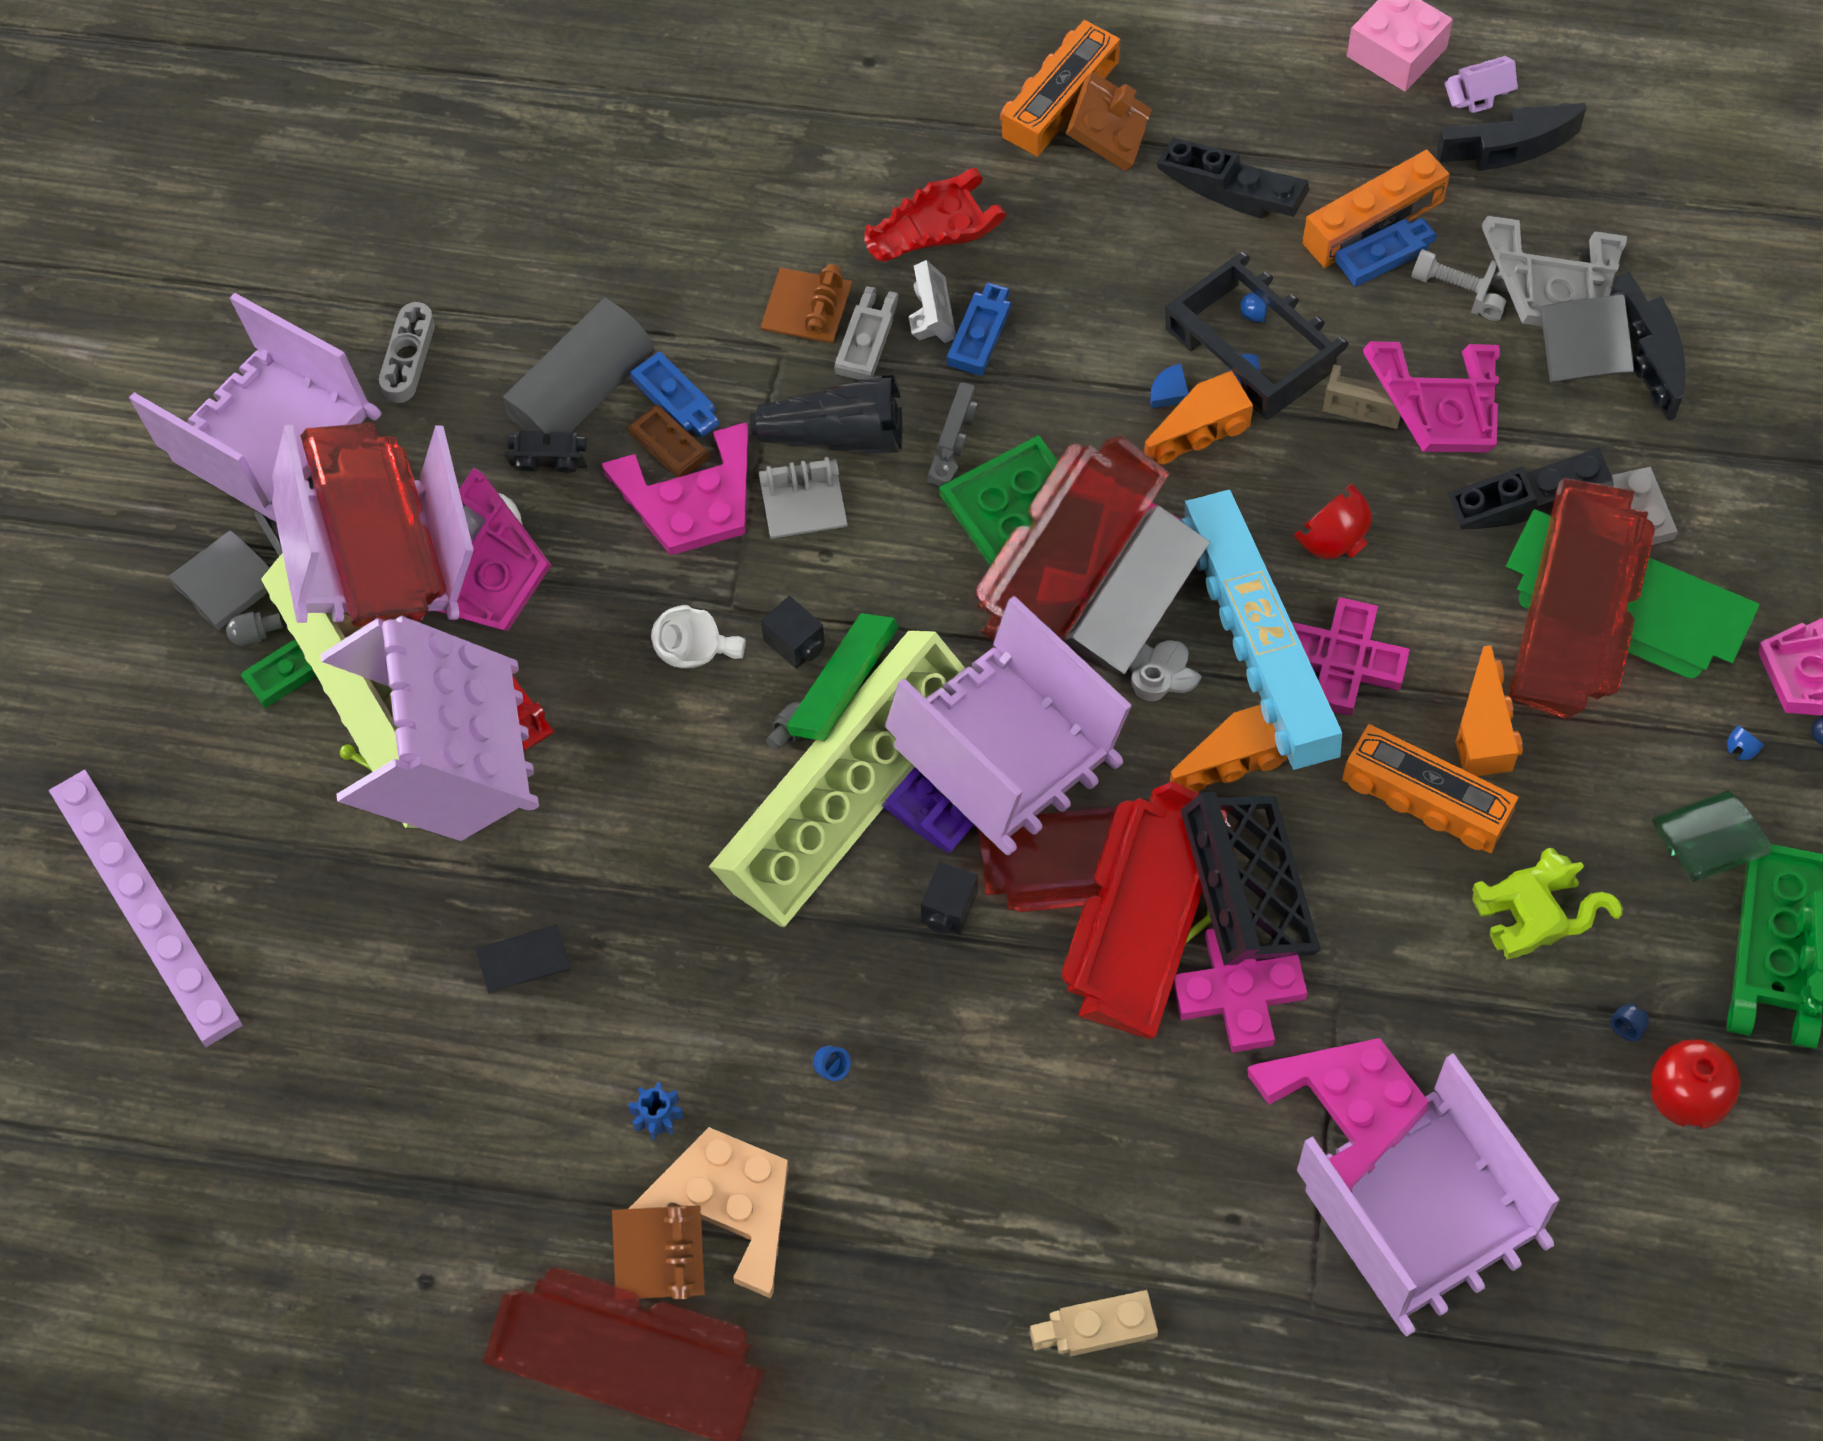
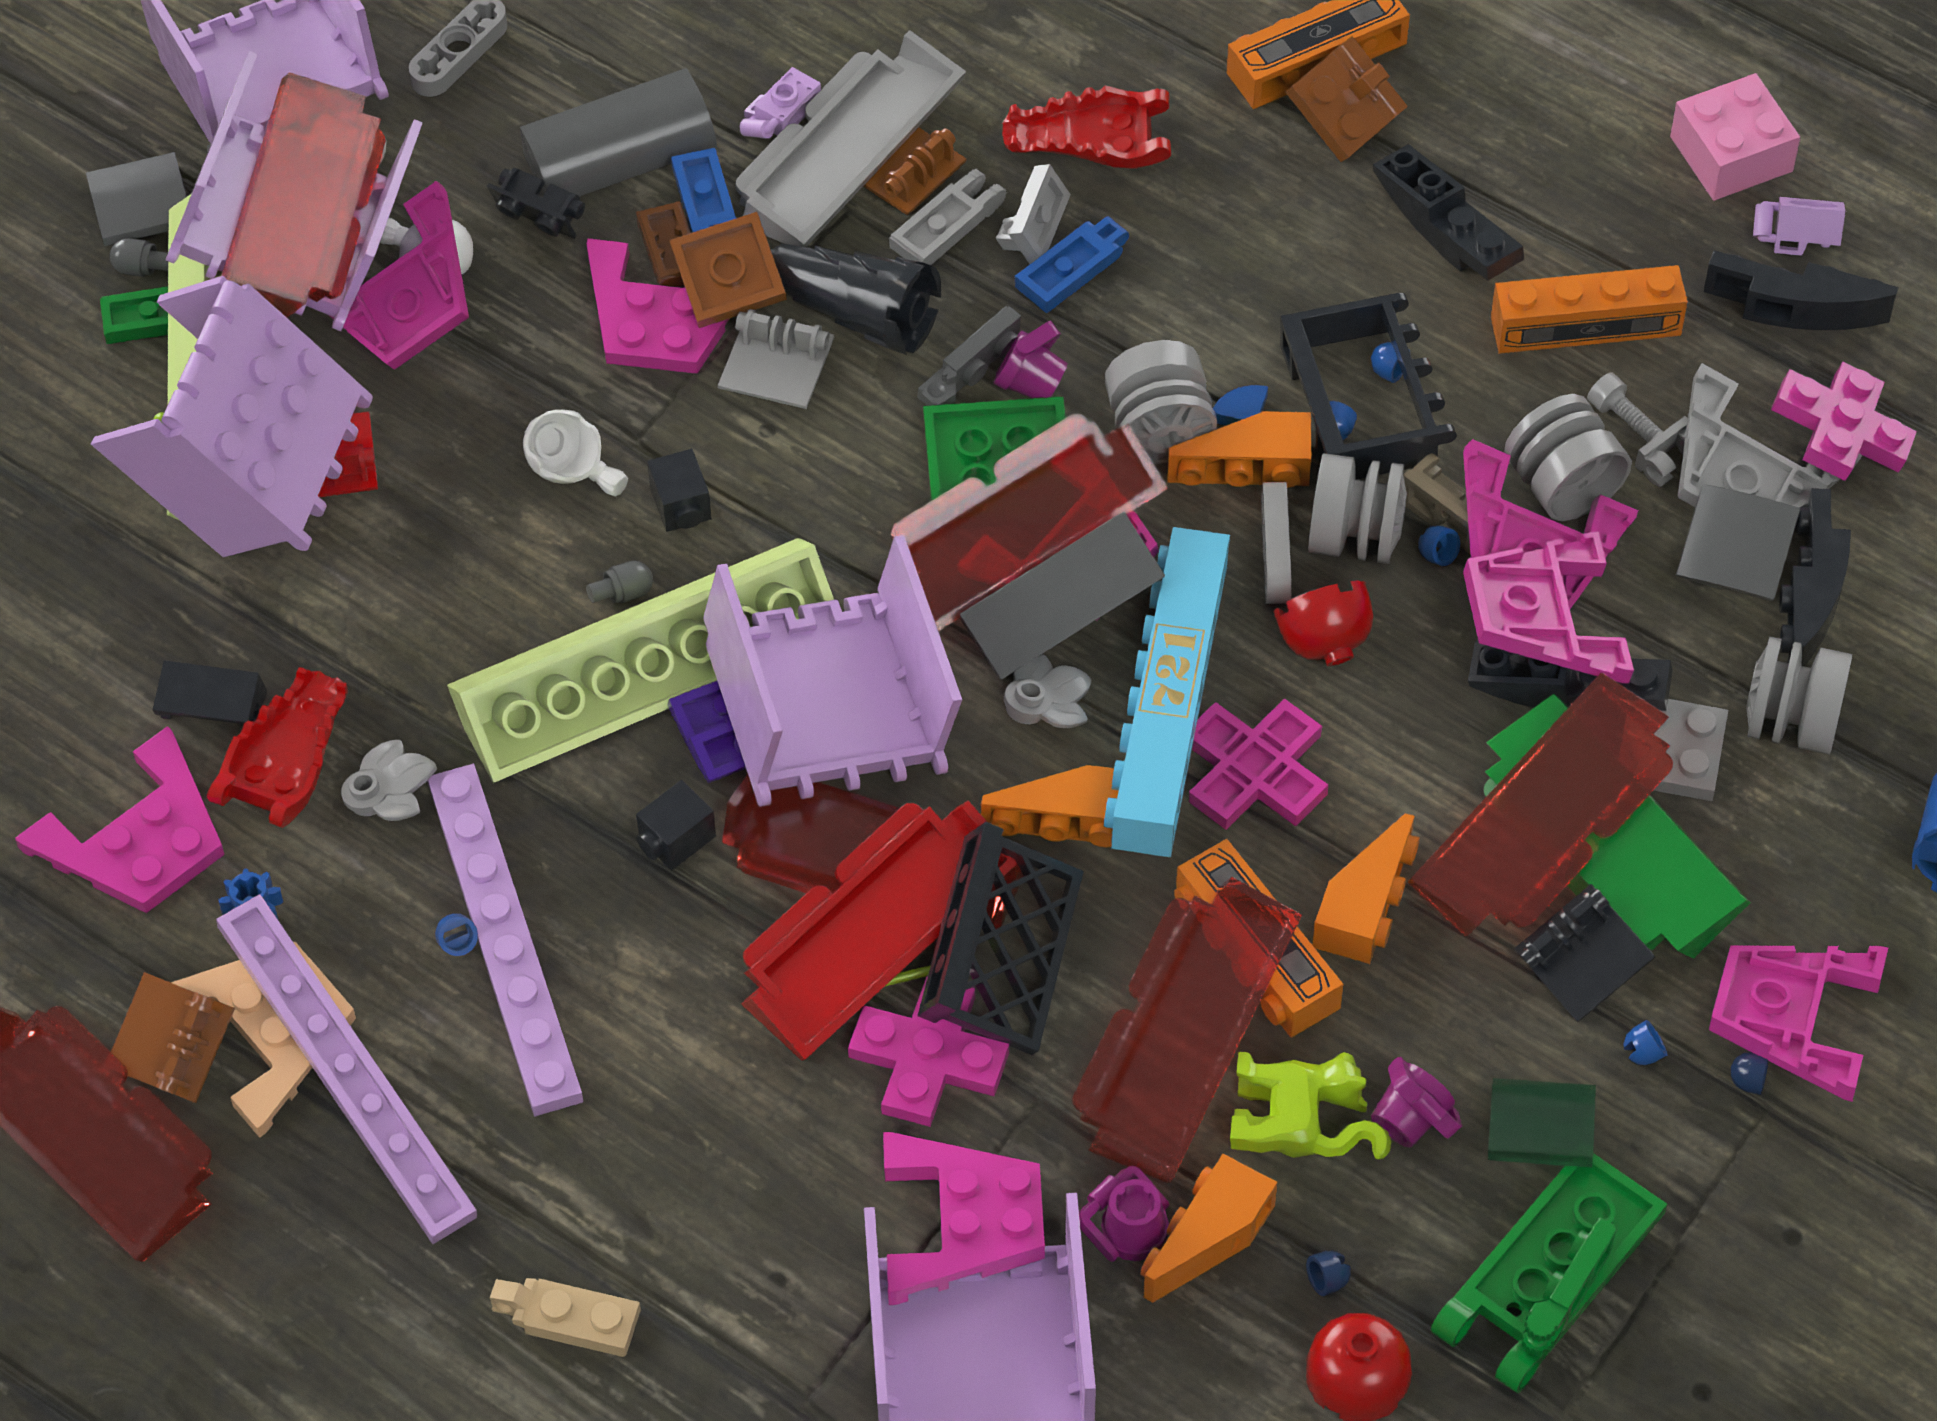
camera: 25 degrees right, 5 degrees down
(544, 1103) = (147, 848): none -> dark pink wing
(609, 979) = (283, 751): none -> red animal
(688, 298) = (780, 105): none -> lavender piece
(710, 960) = (387, 782): none -> light grey plate
(733, 443) = (728, 269): none -> dark orange hinge
(757, 291) = (849, 136): none -> light grey slope
(816, 1212) = (347, 1069): none -> lavender plate
(842, 677) = (700, 555): green tile -> none
(869, 1049) = (505, 941): none -> lavender plate
(1001, 422) = (1030, 364): none -> magenta piece
(1117, 403) = (1160, 395): none -> light grey wheel
(1259, 480) = (1276, 542): none -> light grey beam
(1309, 429) = (1356, 508): none -> light grey wheel
(1374, 431) = (1443, 538): none -> blue hinge
(1384, 250) = (1574, 358): blue hinge -> none
(1423, 883) = (1192, 1009): none -> clear red slope
(1428, 323) = (1567, 456): none -> light grey wheel
(1472, 1042) = (1133, 1218): none -> magenta piece
(1481, 455) = (1525, 608): none -> dark pink wing
(1533, 1013) = (1220, 1222): none -> orange slope
(1602, 217) = (1844, 420): none -> dark pink plate
(1617, 865) = (1414, 1105): none -> magenta piece
(1664, 693) = (1584, 952): none -> black hinge
(1702, 434) = (1798, 695): none -> light grey wheel

